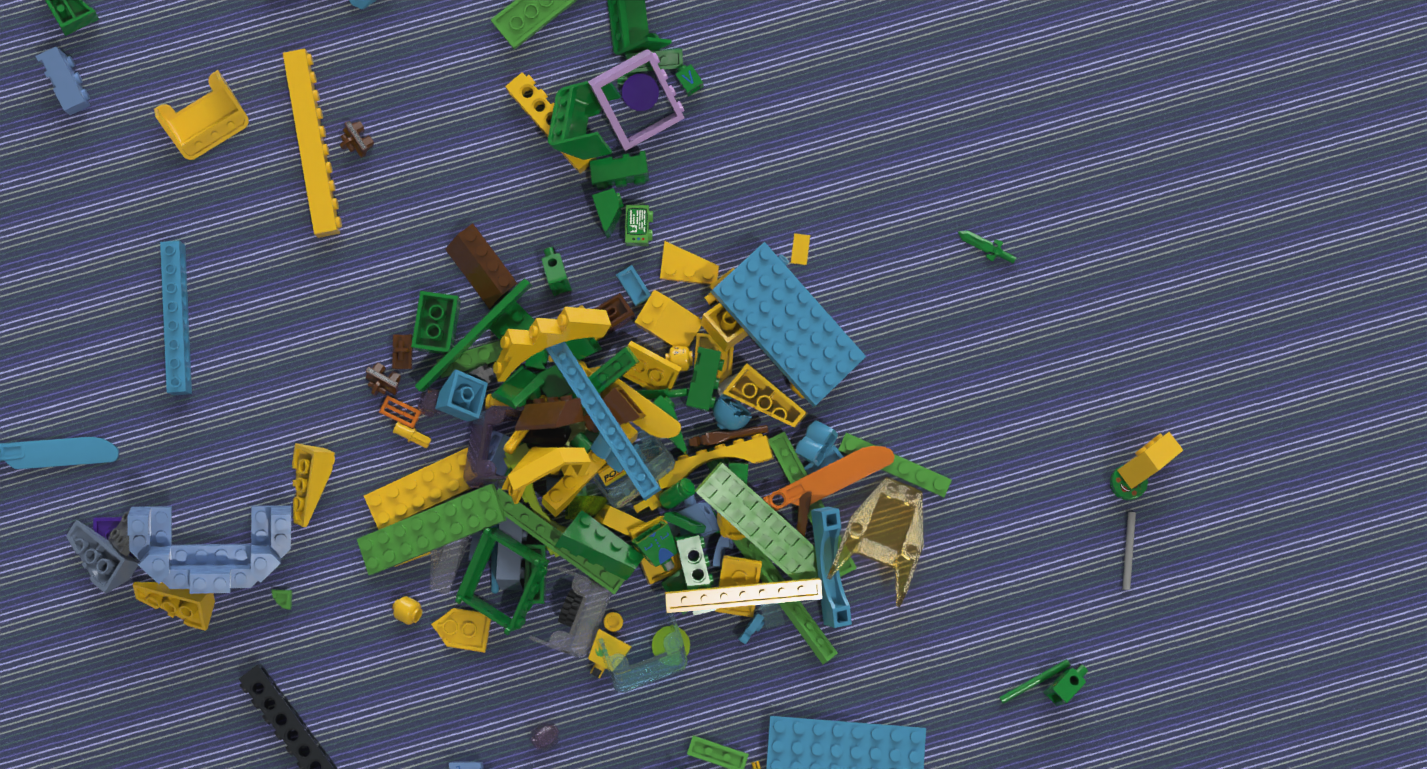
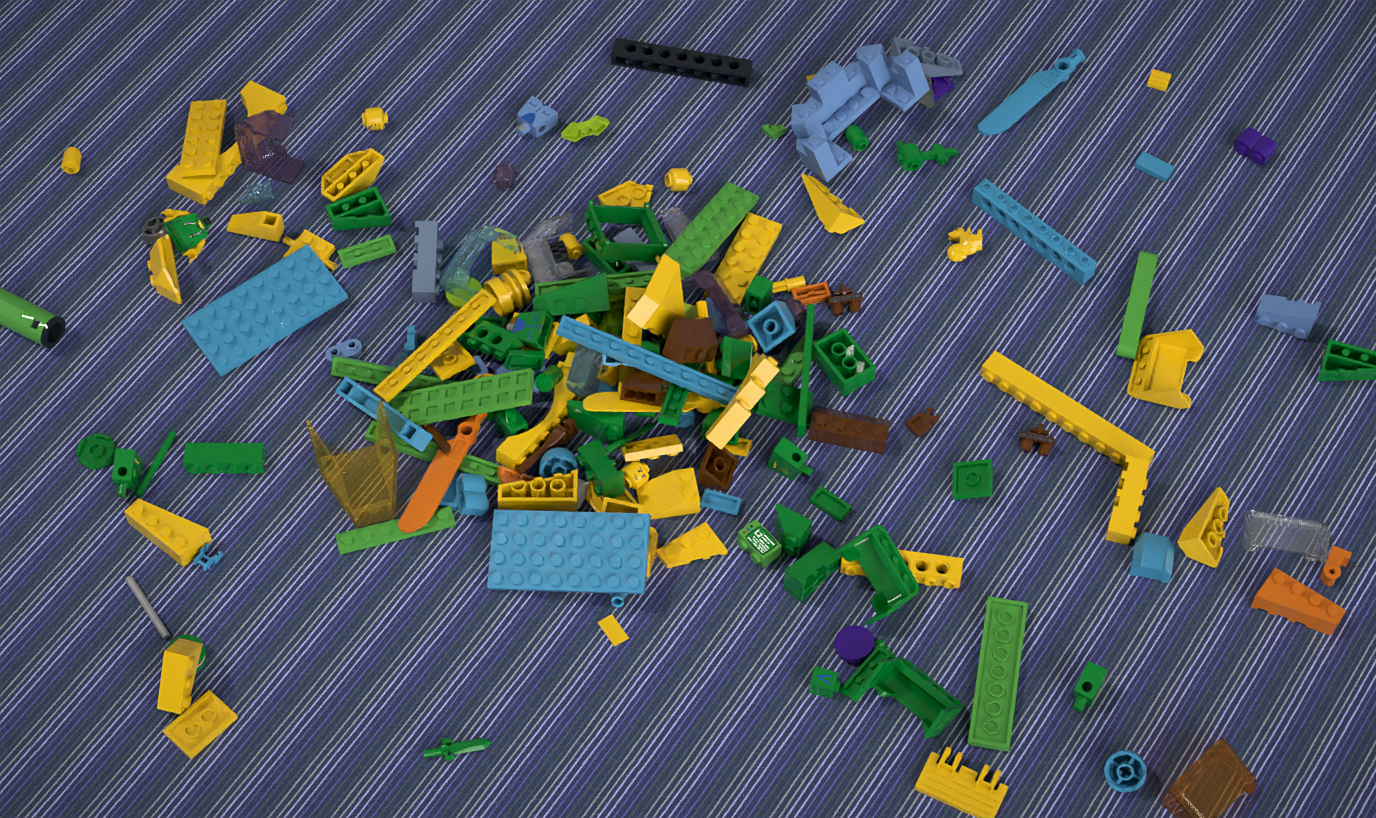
camera: 130 degrees right, 25 degrees down
(18, 300) = (1154, 166): none -> dark azure tile
(163, 188) = (1137, 305): none -> bright green beam
(200, 468) = (912, 158): none -> green piece
(225, 529) = (856, 137): none -> green brick
(236, 350) = (967, 244): none -> yellow animal
(342, 34) = (1128, 500): none -> yellow wedge
(402, 351) = (850, 324): reddish brown hips -> none
(427, 226) = (921, 423): none -> reddish brown plate
(435, 145) = (972, 479): none -> green hinge
(438, 728) = (593, 126): none -> lime tile
(447, 435) = (758, 295): none -> green brick
(549, 617) = (573, 246): none -> yellow brick
(554, 217) = (830, 504): none -> green tile
(618, 71) = (828, 595): lavender window -> none
(641, 607) = (508, 291): none -> yellow wheel
(682, 694) = (427, 262): none -> sand blue wedge
(776, 430) = (509, 475): none -> orange tile
(810, 668) = (344, 349): none -> medium blue plate
(979, 638) = (224, 458): none -> green brick
(1060, 551) = (203, 550): none -> dark azure piece
(1071, 604) = (168, 531): none -> yellow wedge
(1073, 733) = (96, 451): none -> green tile
(1157, 416) = (200, 724): none -> yellow tile

